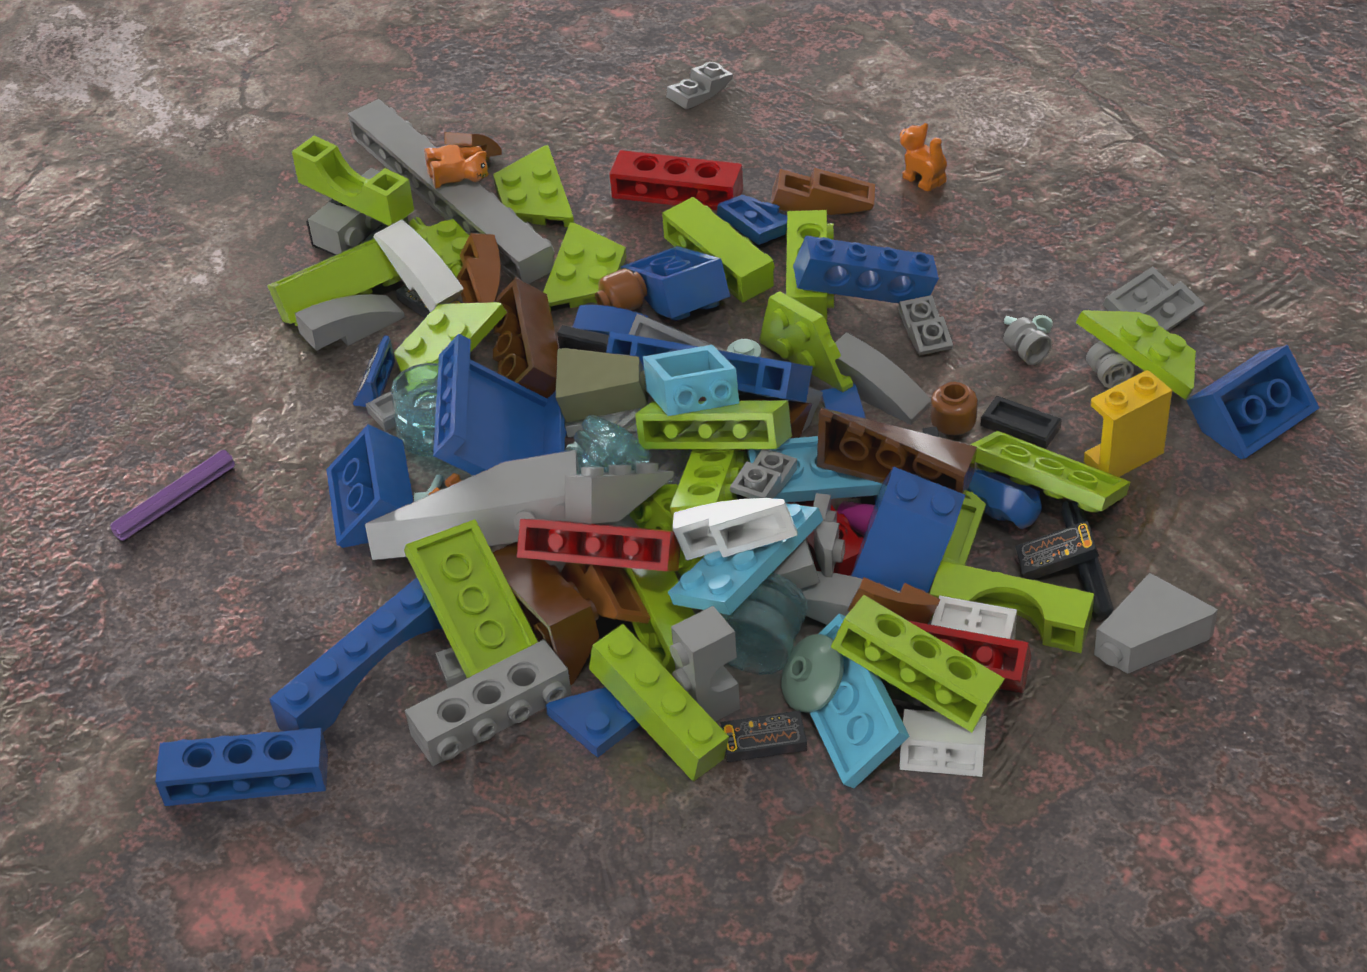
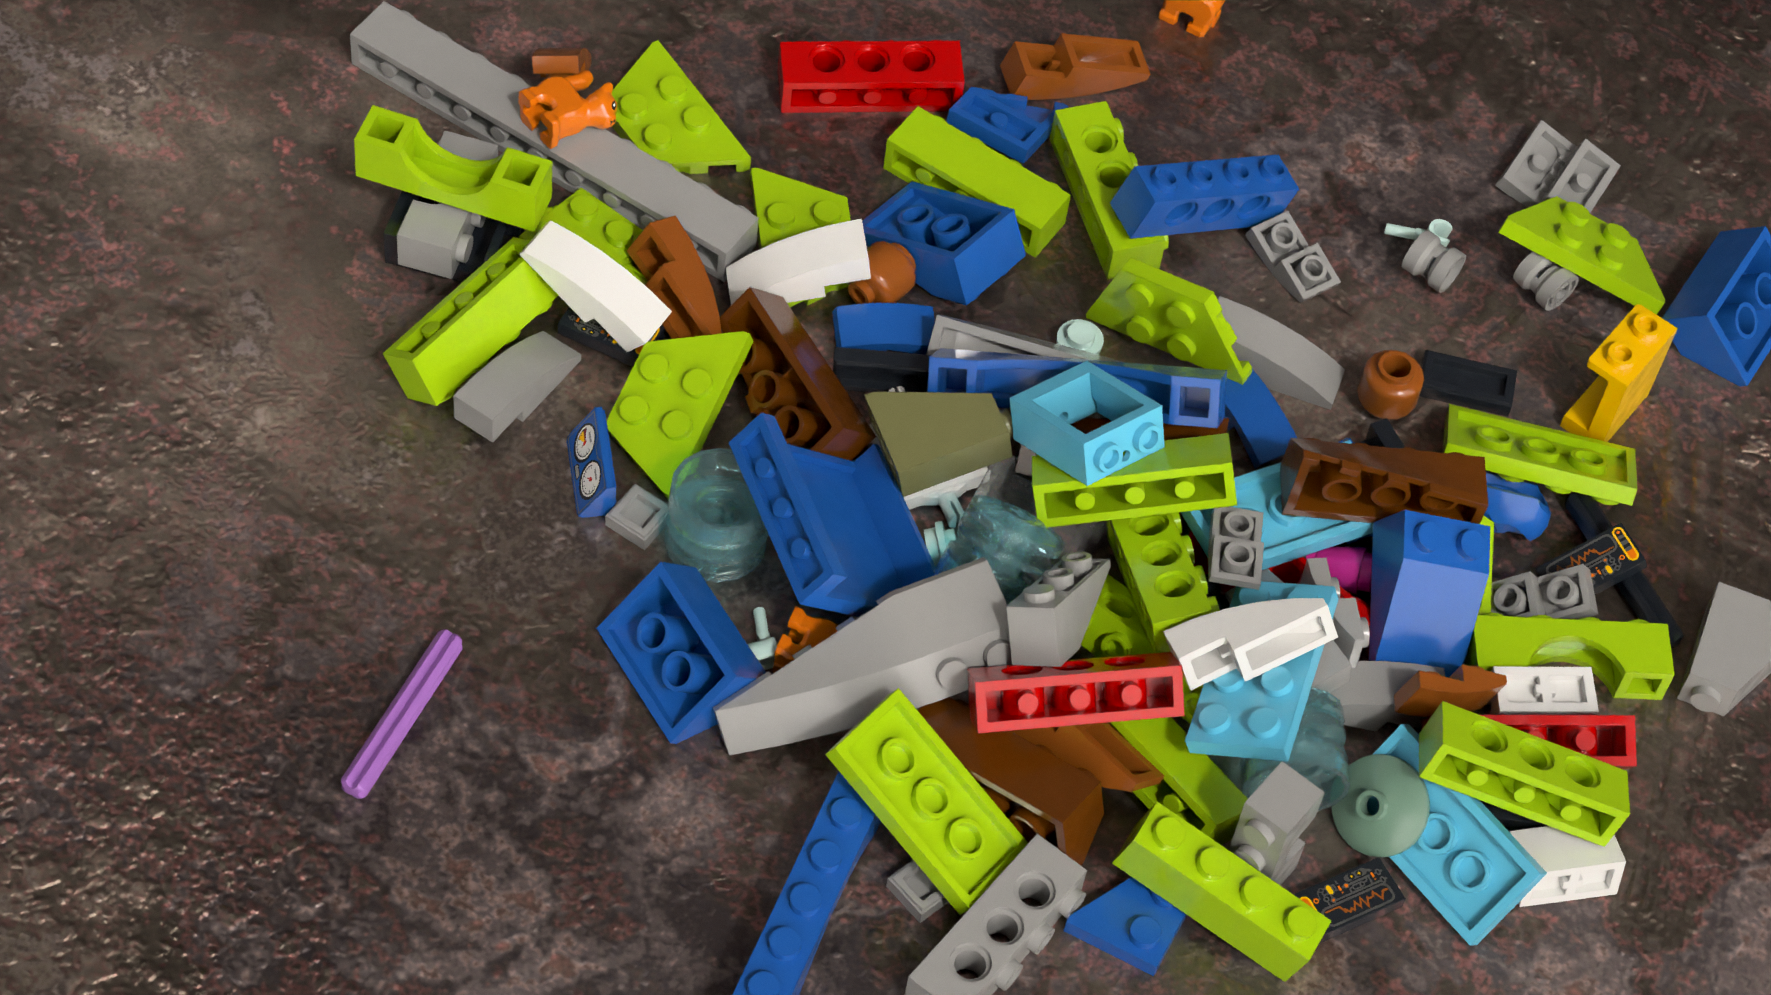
camera: 30 degrees left, 10 degrees up
(569, 272) = (804, 263): none -> white slope
(1023, 562) = (1557, 594): none -> light grey slope

